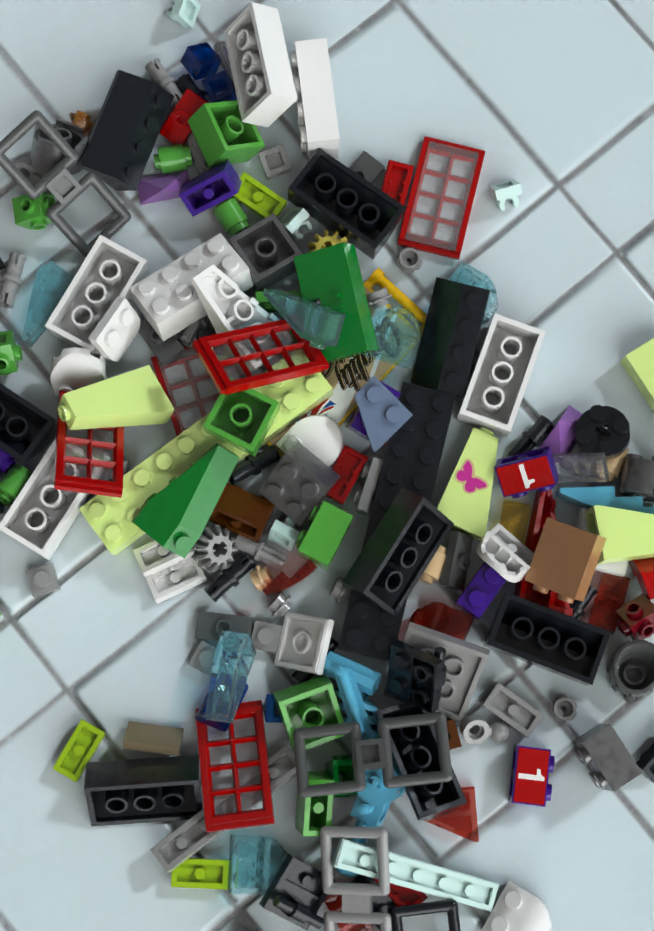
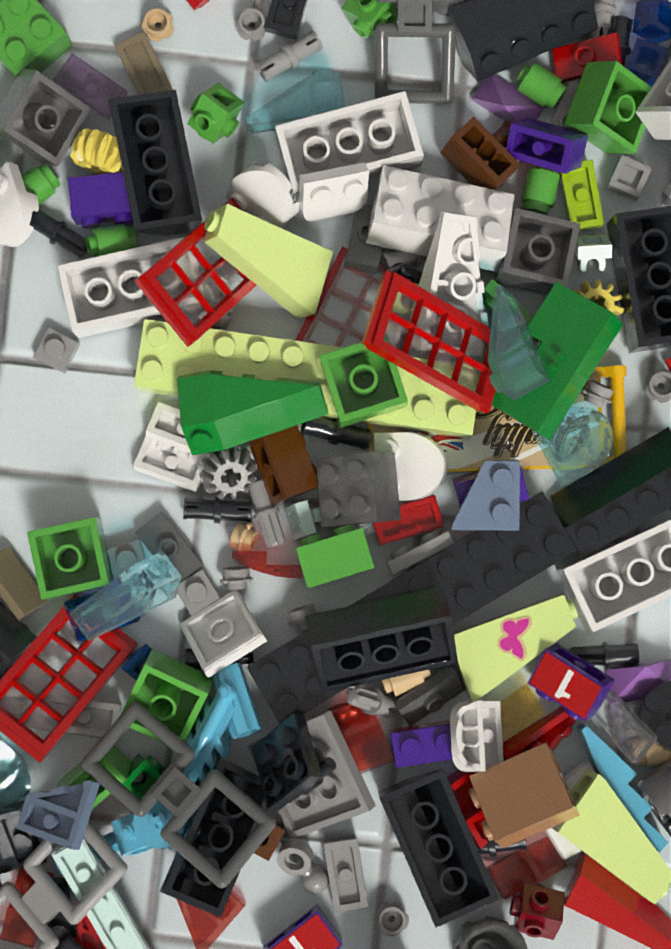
camera: 45 degrees right, 5 degrees up
(172, 689) = (70, 558): none -> bright green brick
(178, 229) = (481, 155): none -> reddish brown brick
(315, 837) = (59, 813): none -> sand blue wing
(427, 595) = (371, 701): none -> light grey axle

